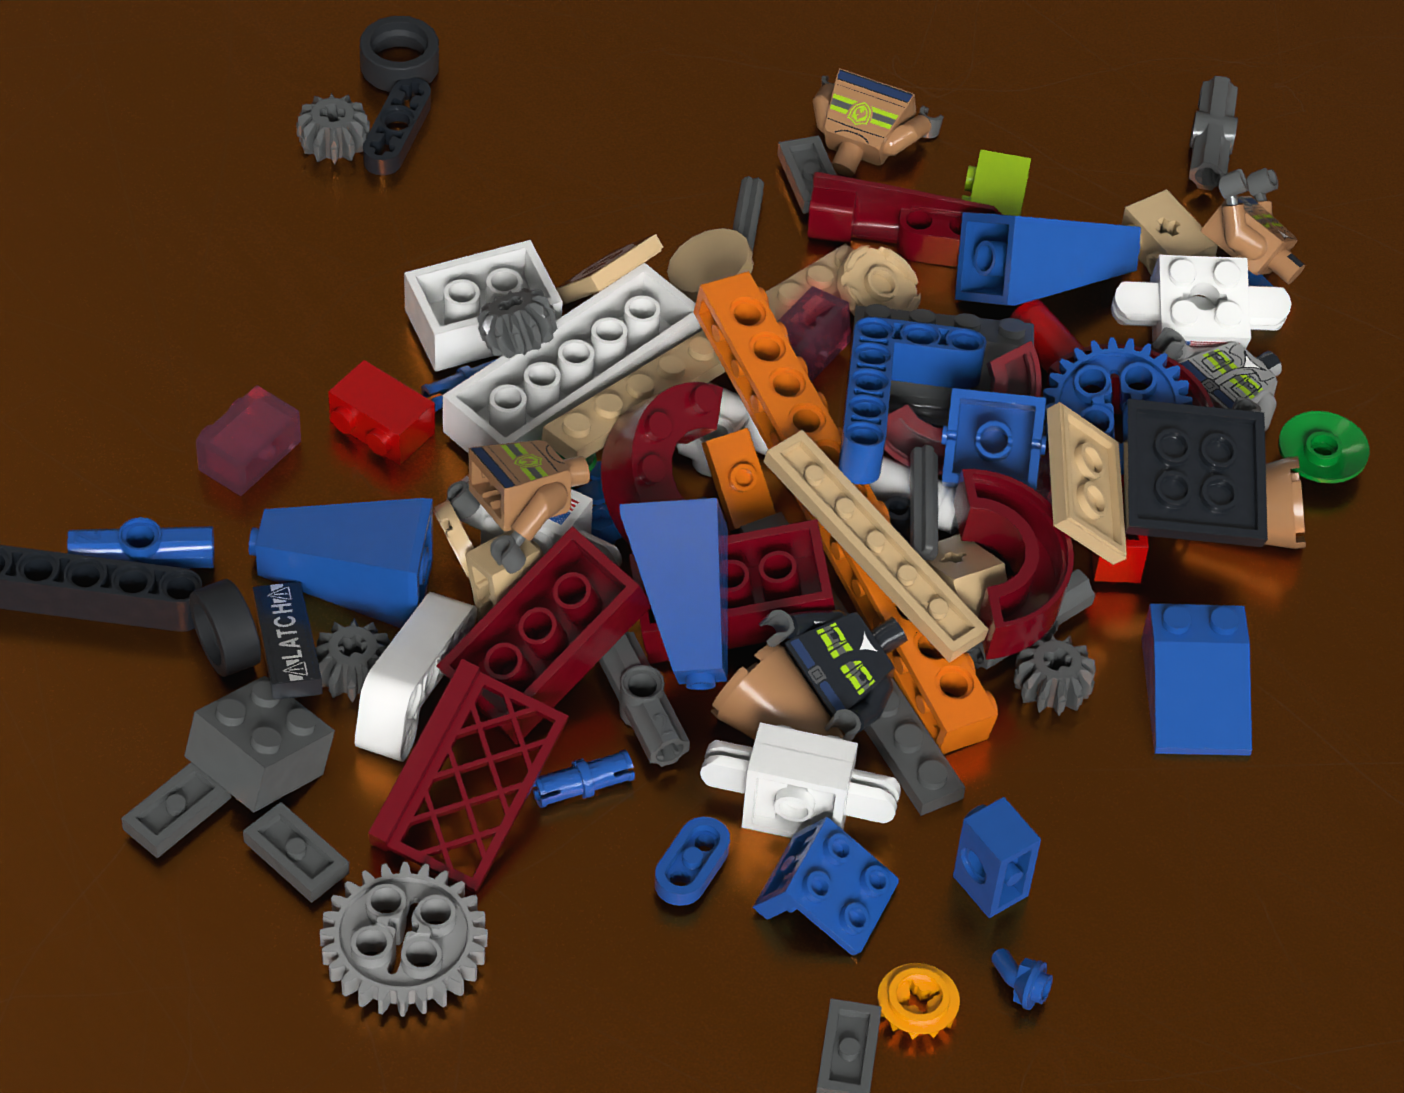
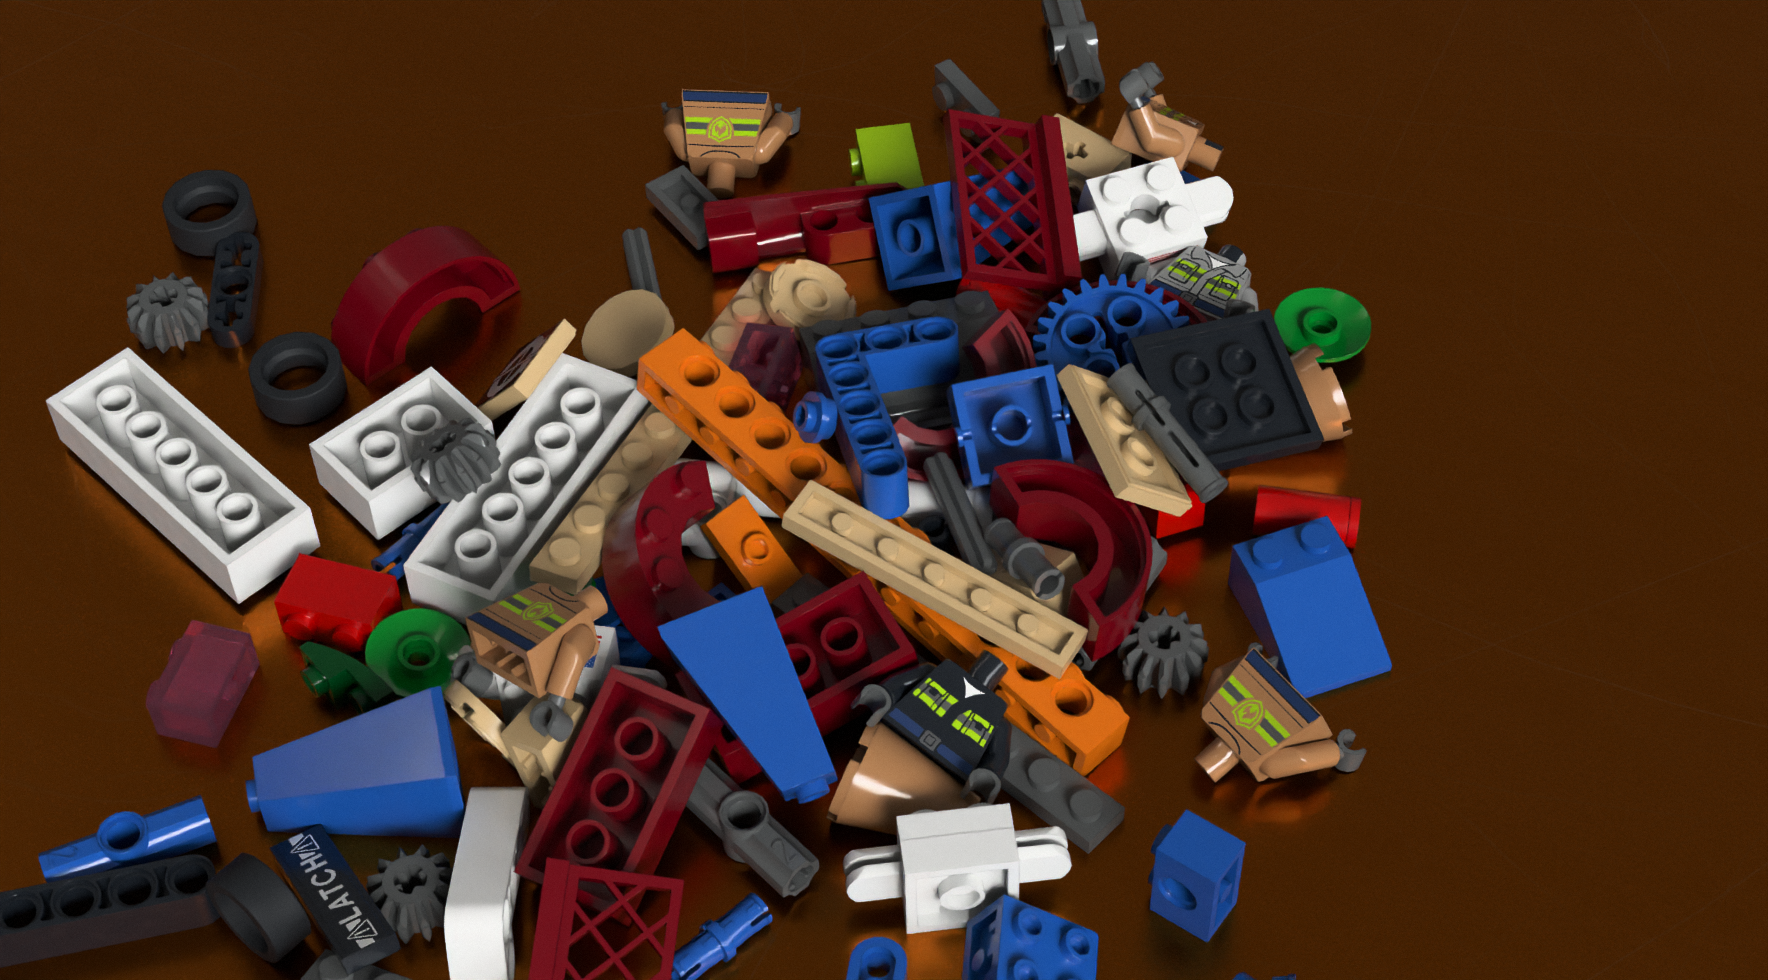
camera: 15 degrees left, 0 degrees up
(295, 266) = (184, 474): none -> white brick
(360, 471) = (343, 679): none -> dark green slope
(414, 239) = (293, 351): none -> black tyre
(425, 458) = (415, 637): none -> green dish
(539, 163) = (404, 286): none -> dark red brick
(828, 380) = (815, 417): none -> blue plate
(958, 553) = (1024, 558): none -> dark grey pin
(1093, 159) = (958, 92): none -> dark grey plate
(1108, 440) = (1166, 432): none -> dark grey pin
(1116, 760) = (1267, 724): none -> medium nougat torso
(1118, 257) = (1048, 206): none -> dark red fence
(1213, 587) = (1285, 507): none -> red pin

